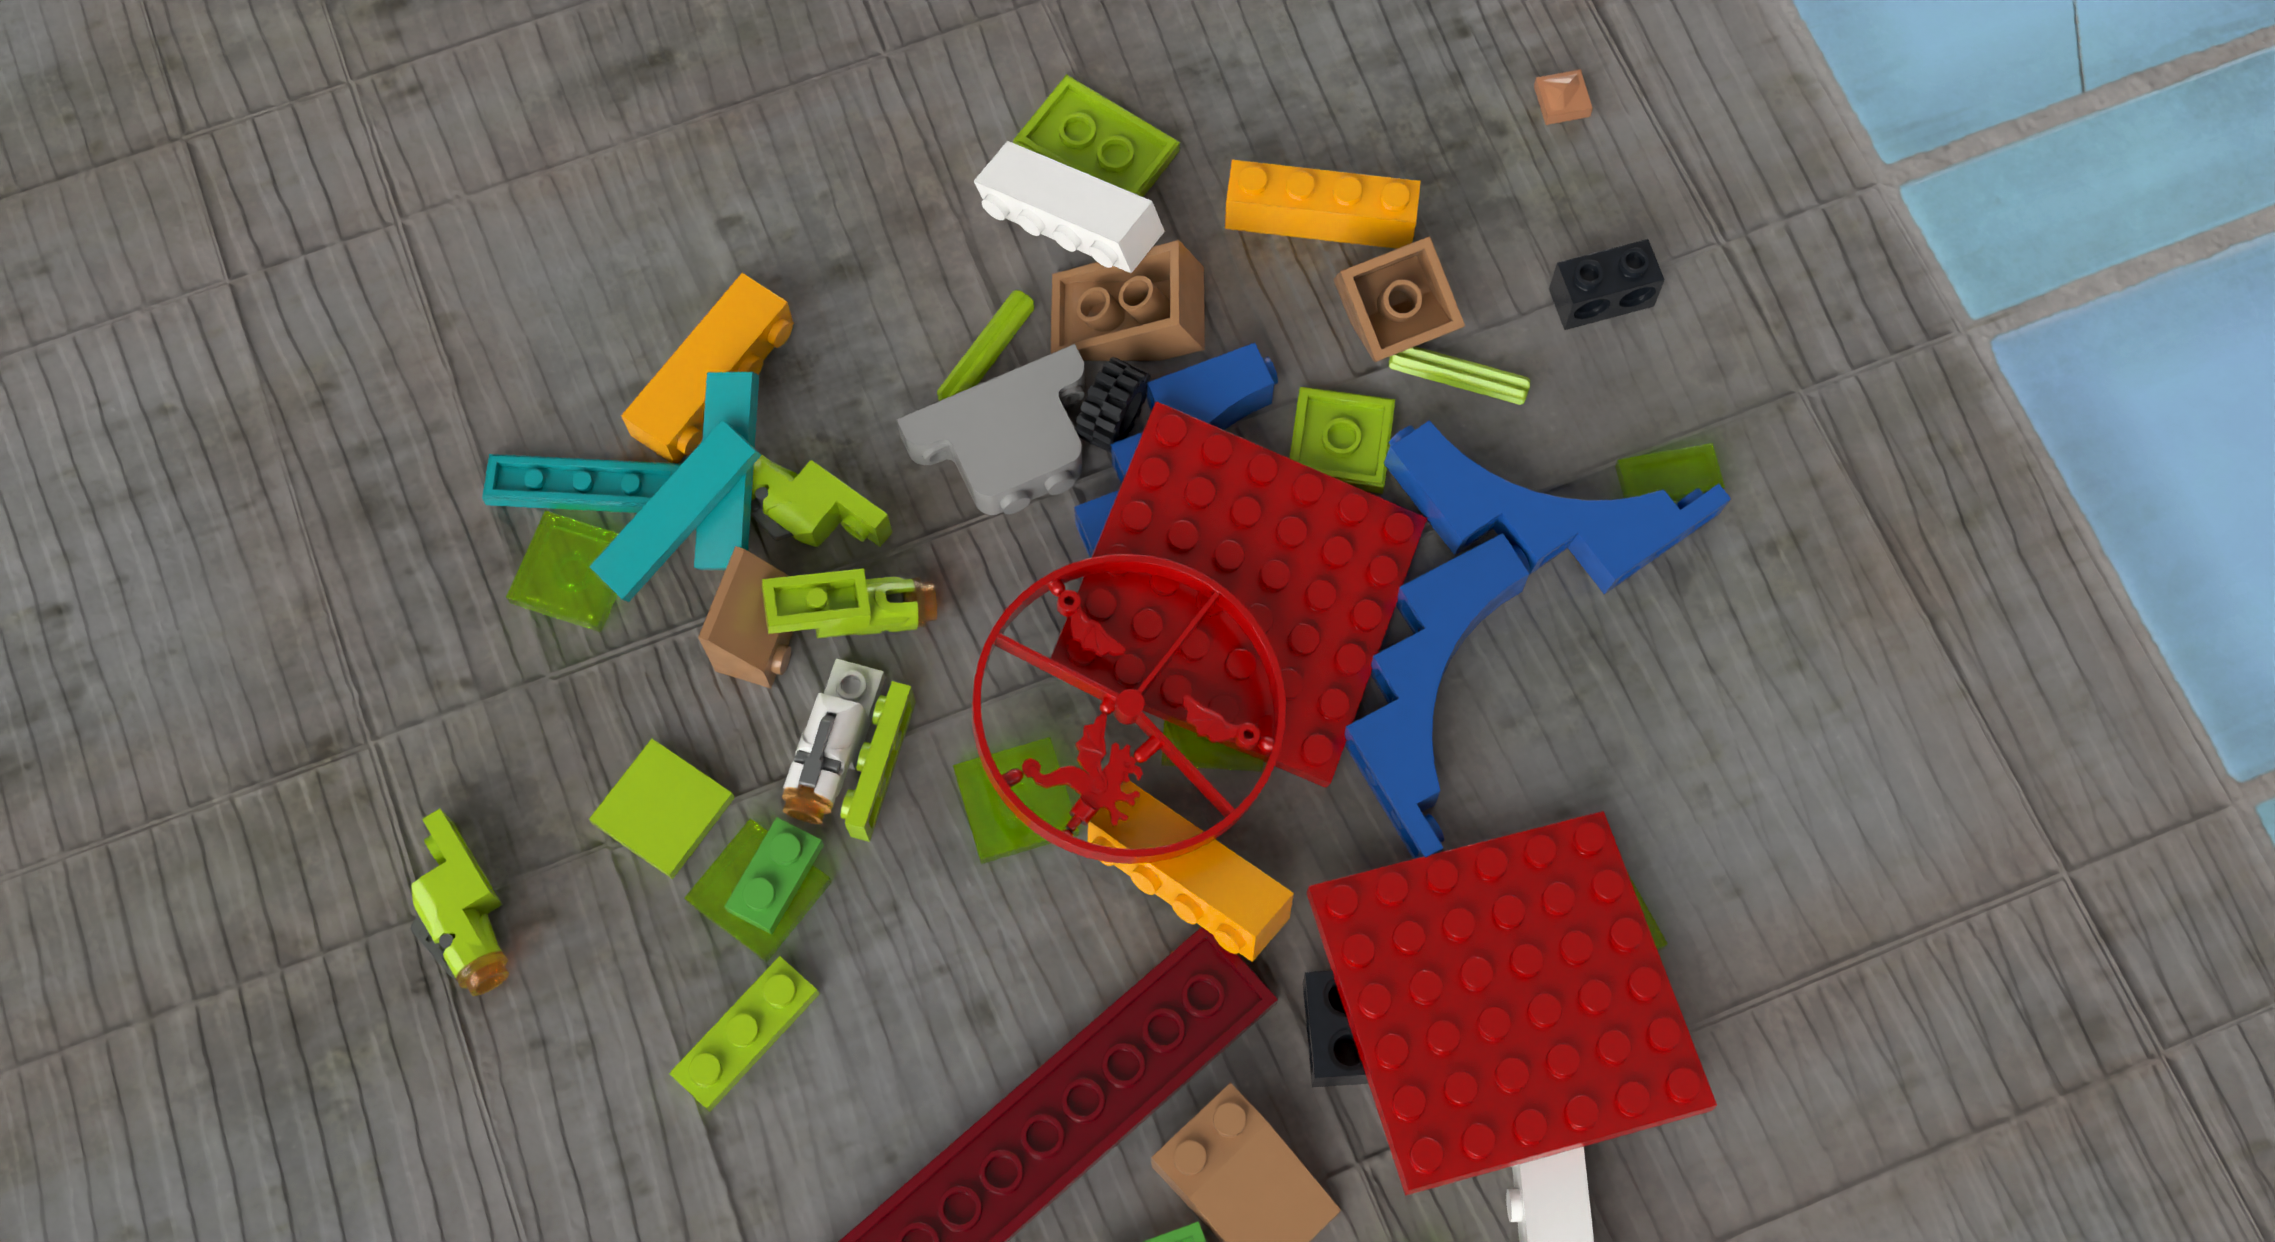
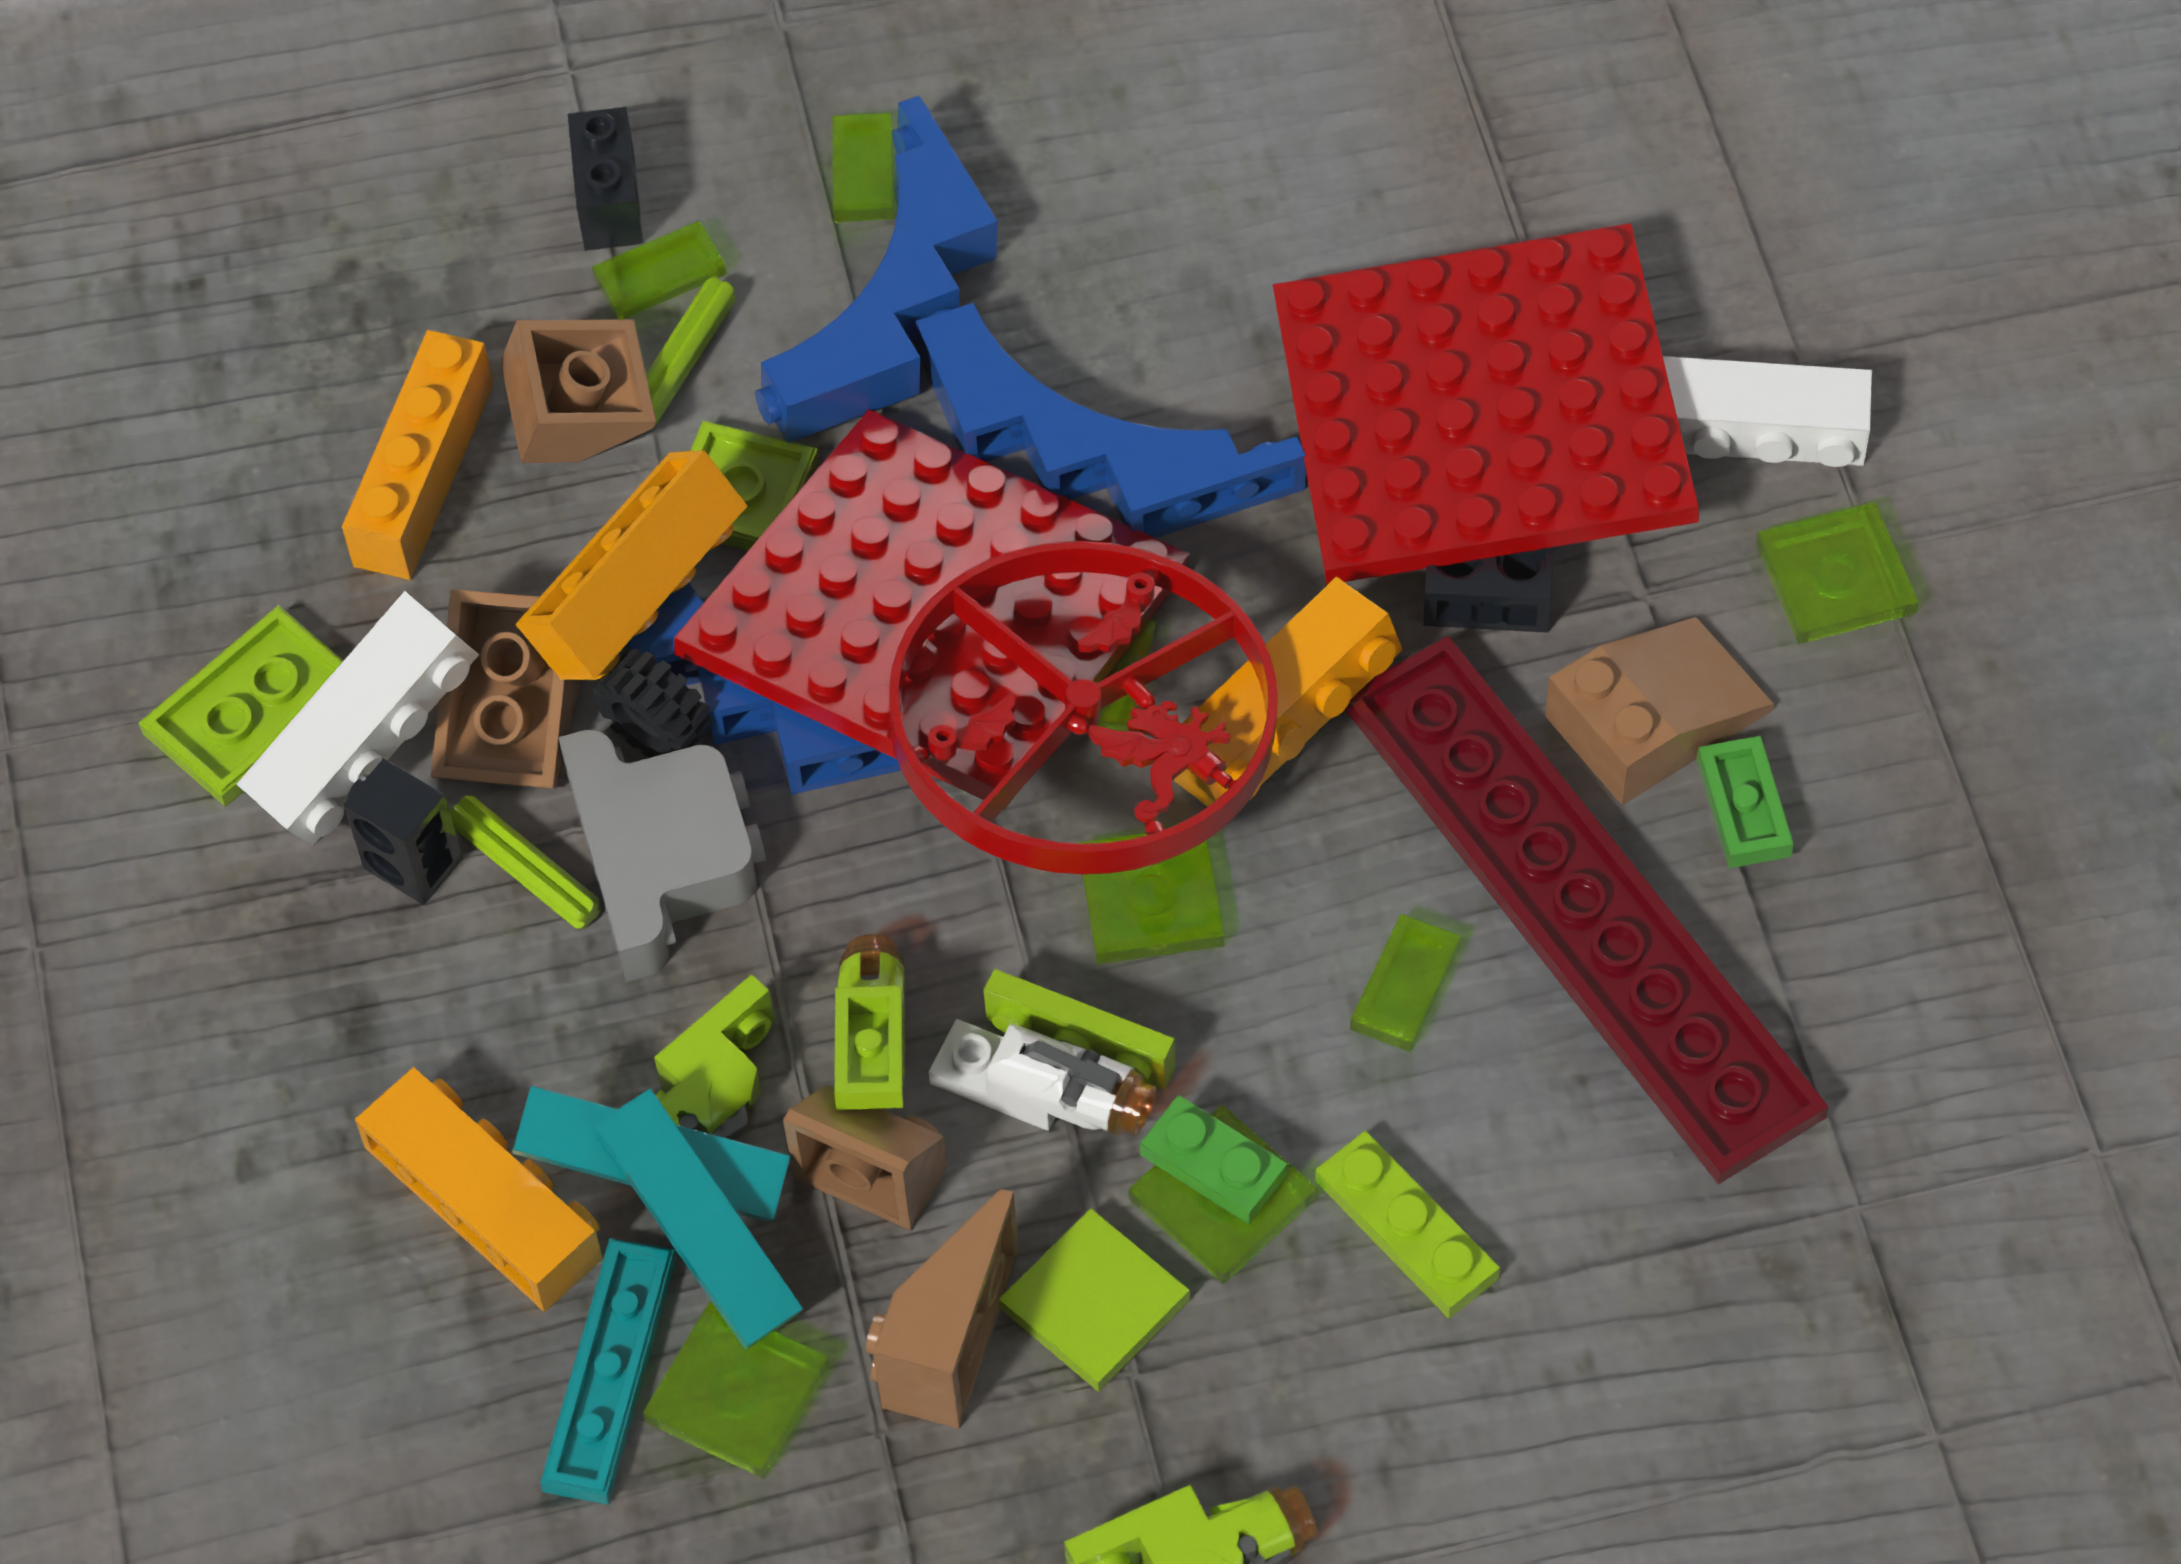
camera: 80 degrees left, 10 degrees down
(600, 696) = (943, 1318): none -> medium nougat slope
(958, 1007) = (1405, 983): none -> clear neon green tile
(979, 255) = (403, 830): none -> black brick
(1211, 358) = (632, 566): none -> light orange brick
(1536, 344) = (658, 270): none -> clear neon green tile
(1563, 97) = (326, 189): nougat tile -> none

